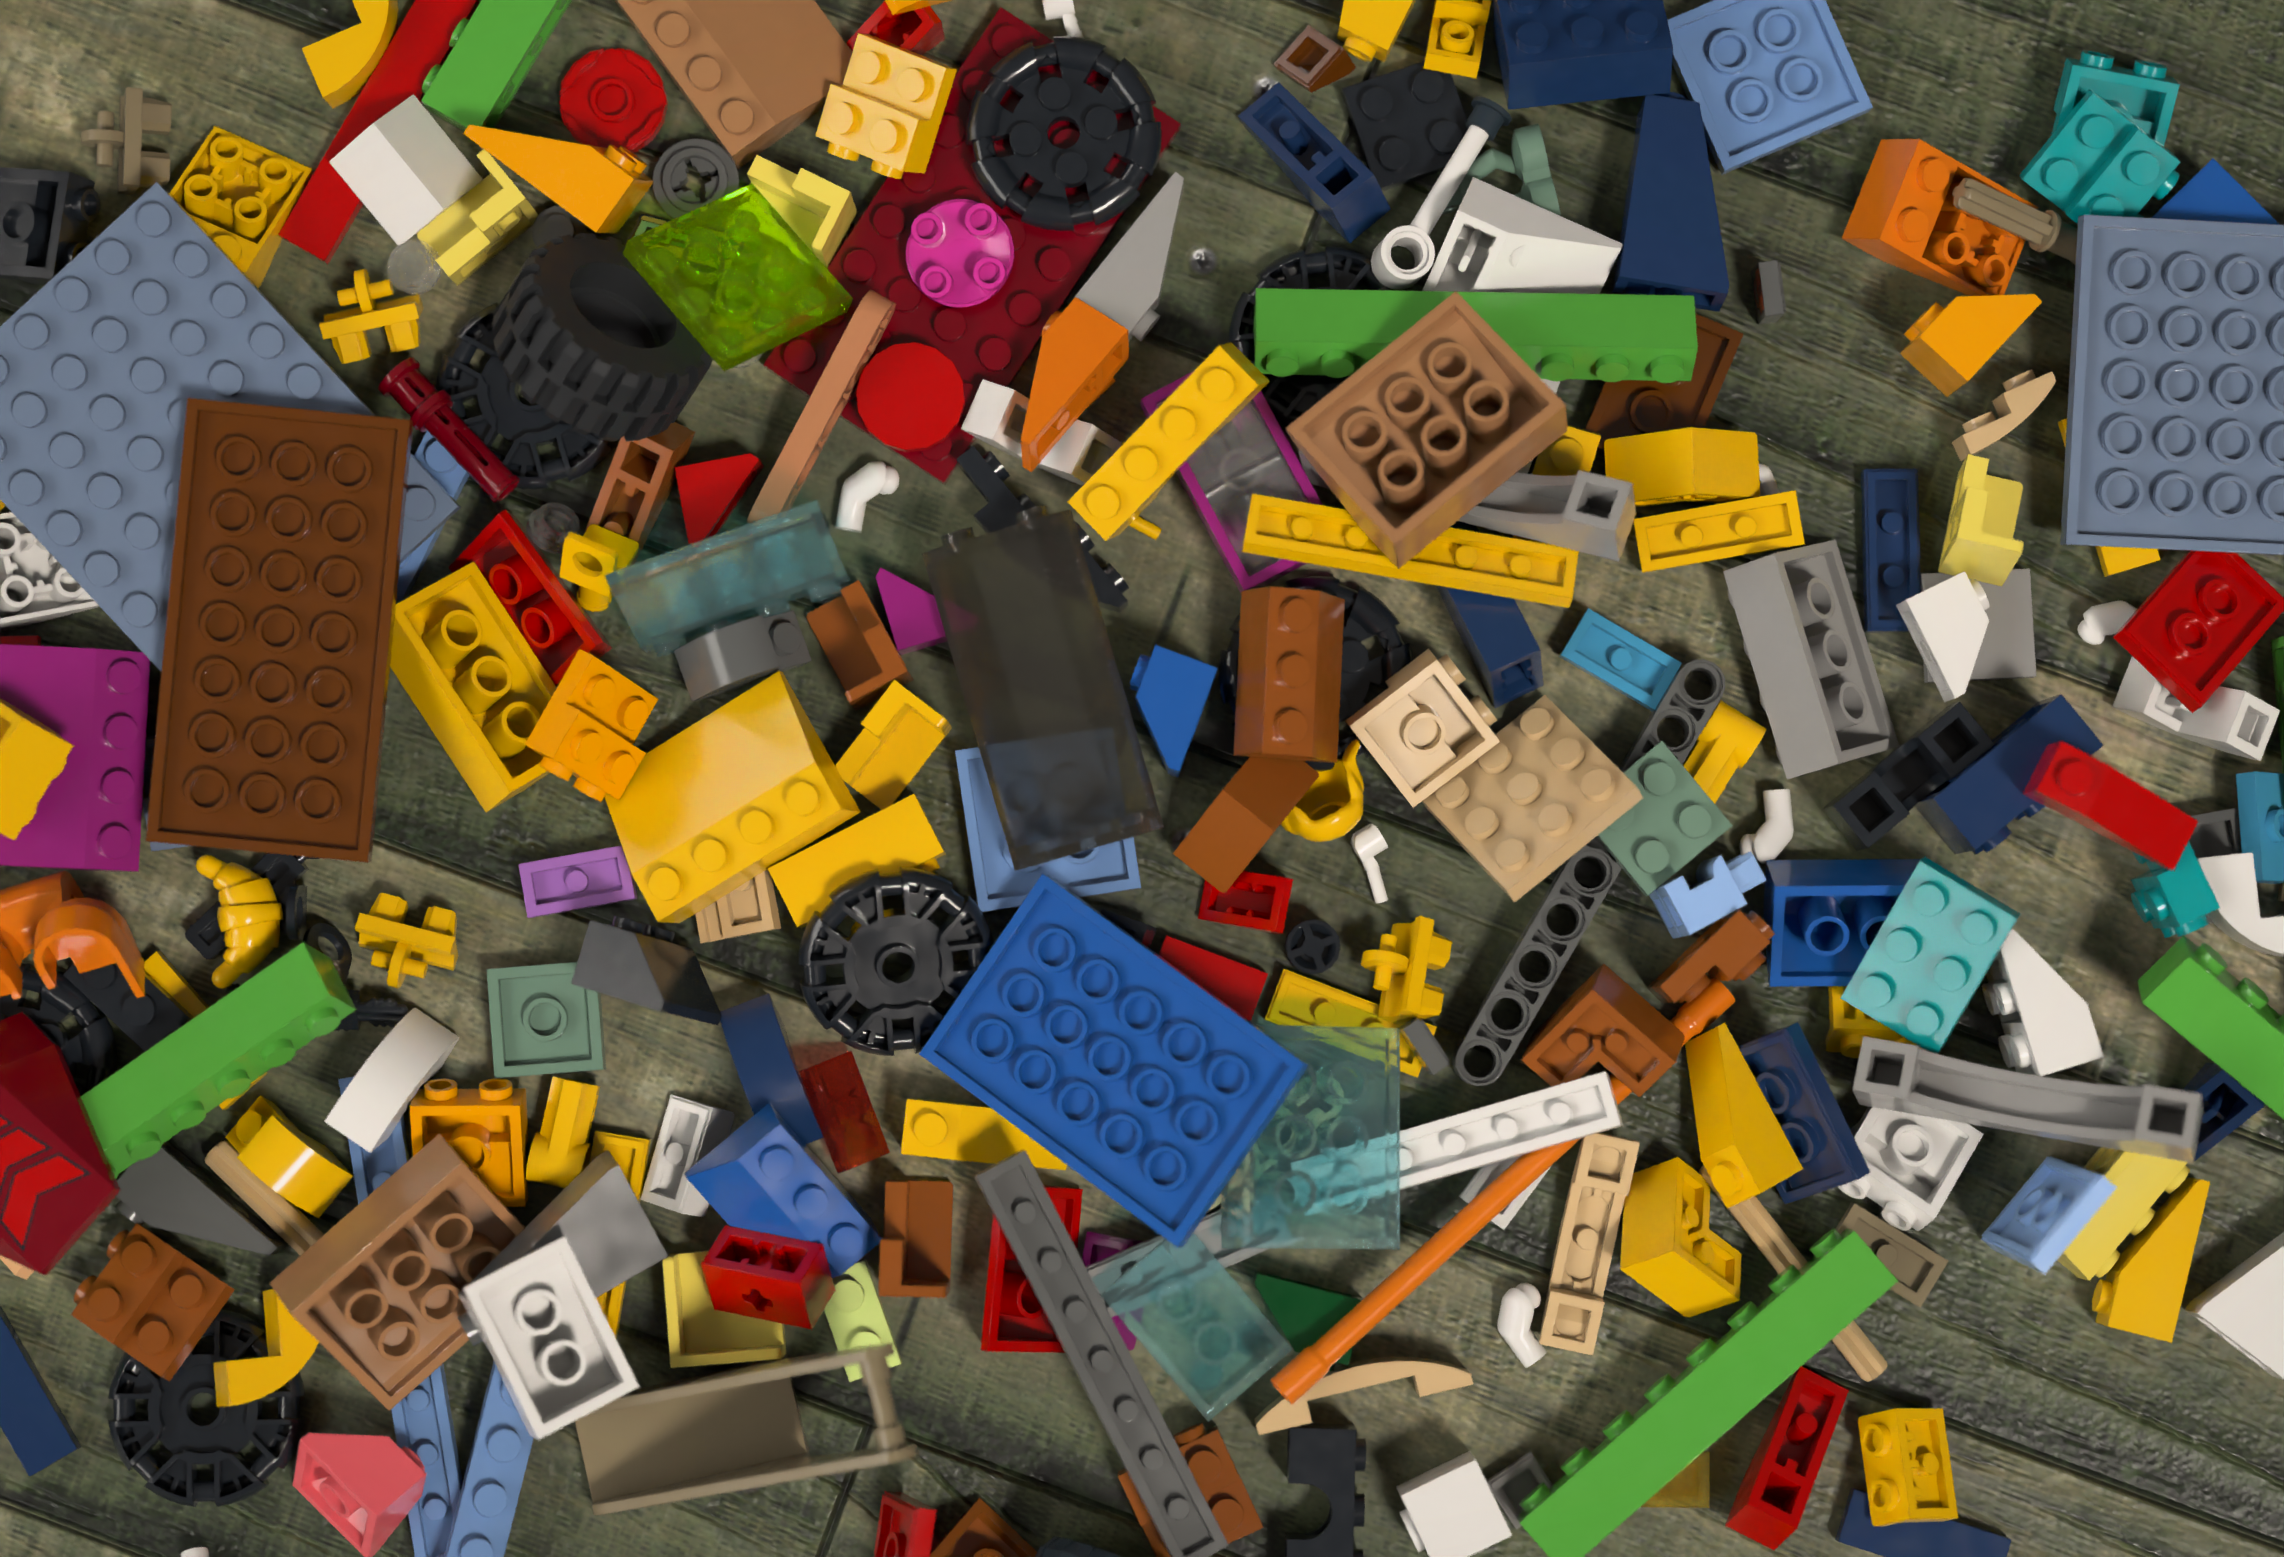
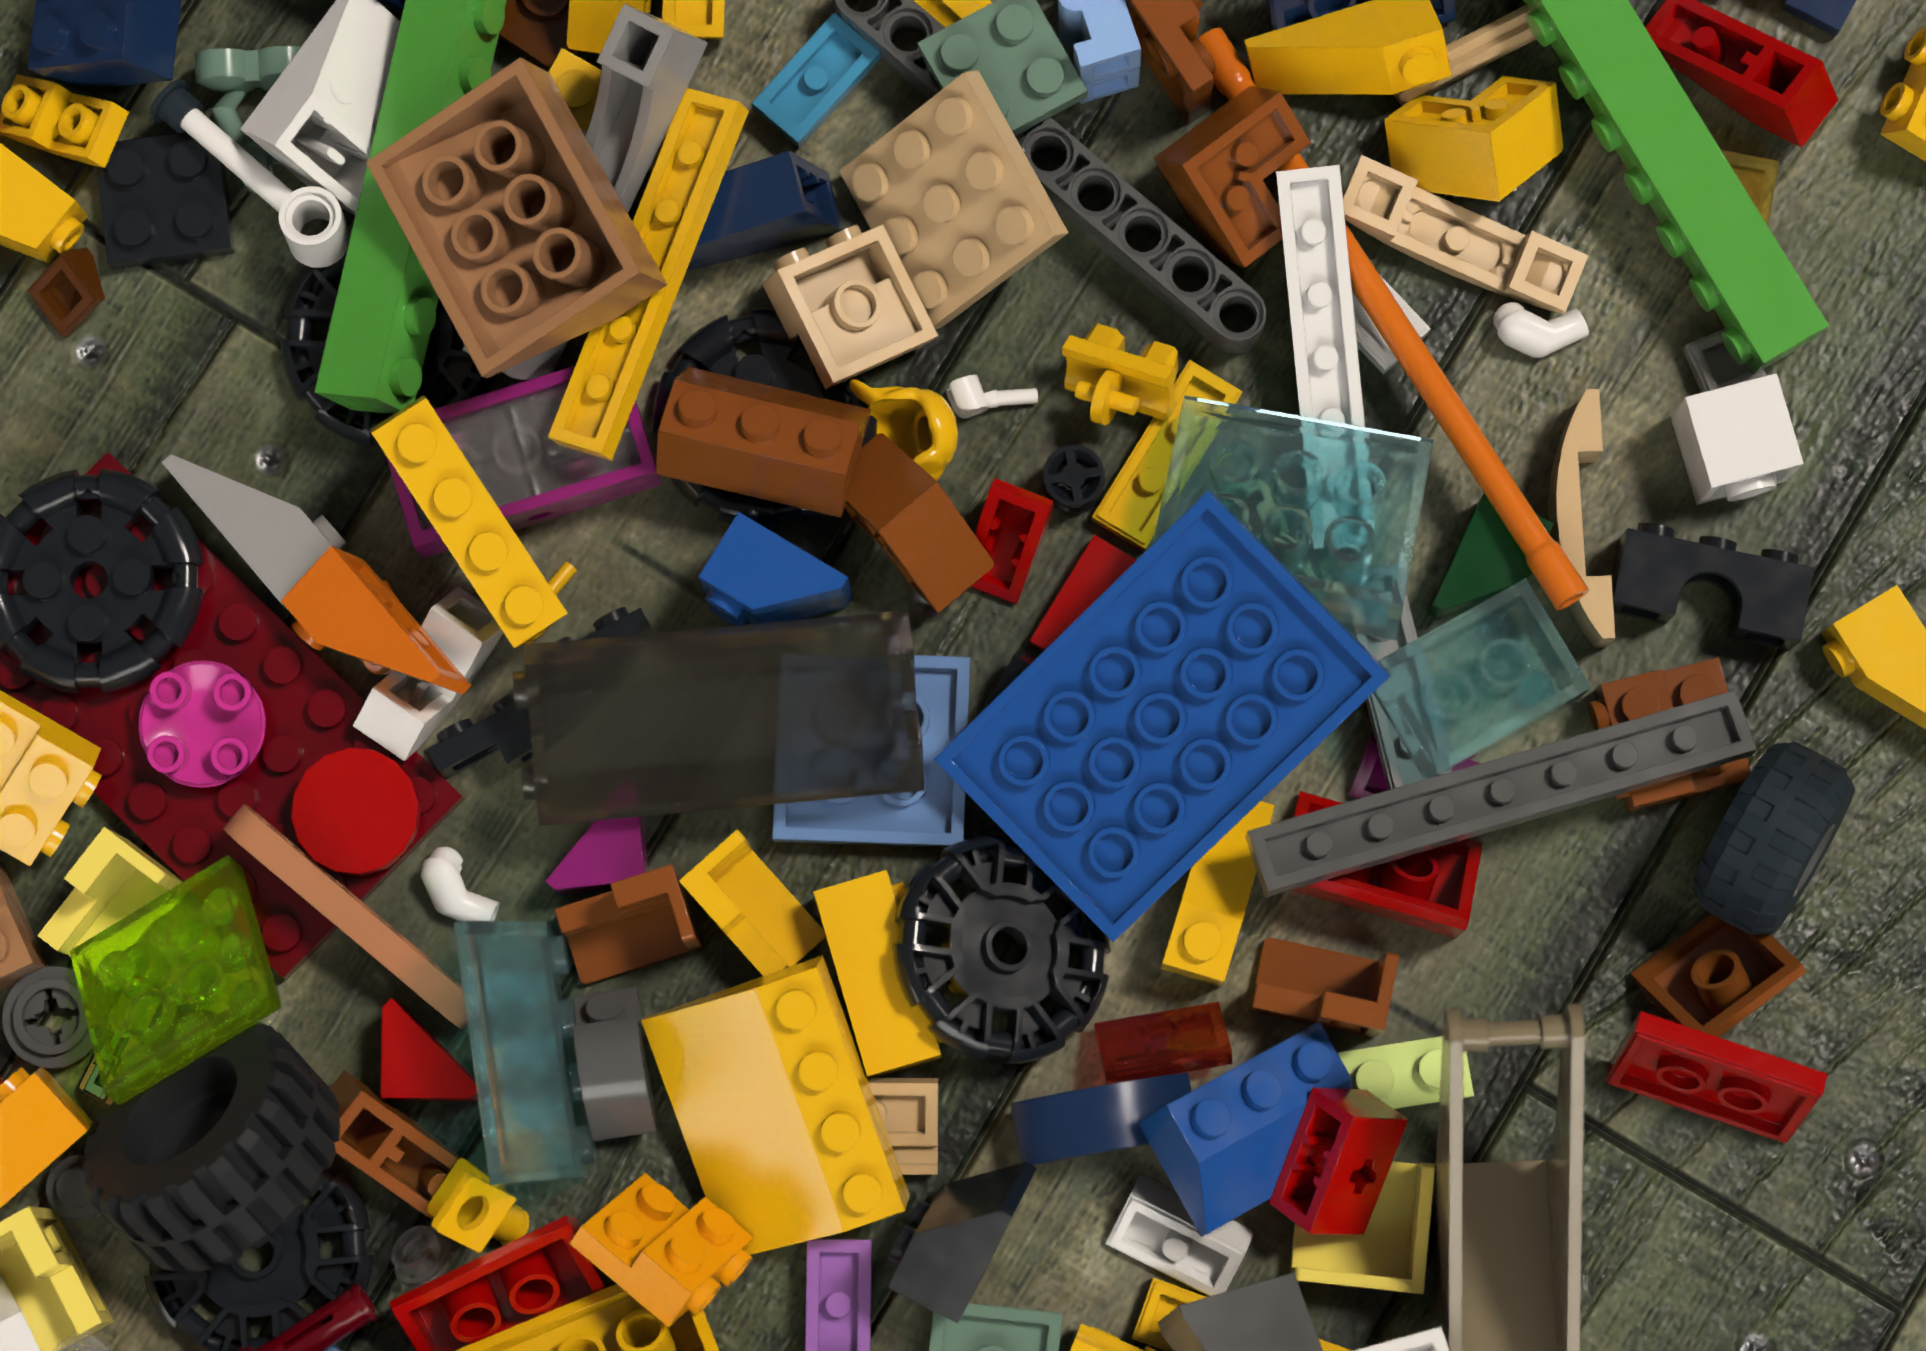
camera: 75 degrees left, 5 degrees down
(1316, 162) = (185, 307): dark blue slope -> none
(1424, 1046) = (1210, 371): dark grey tile -> none

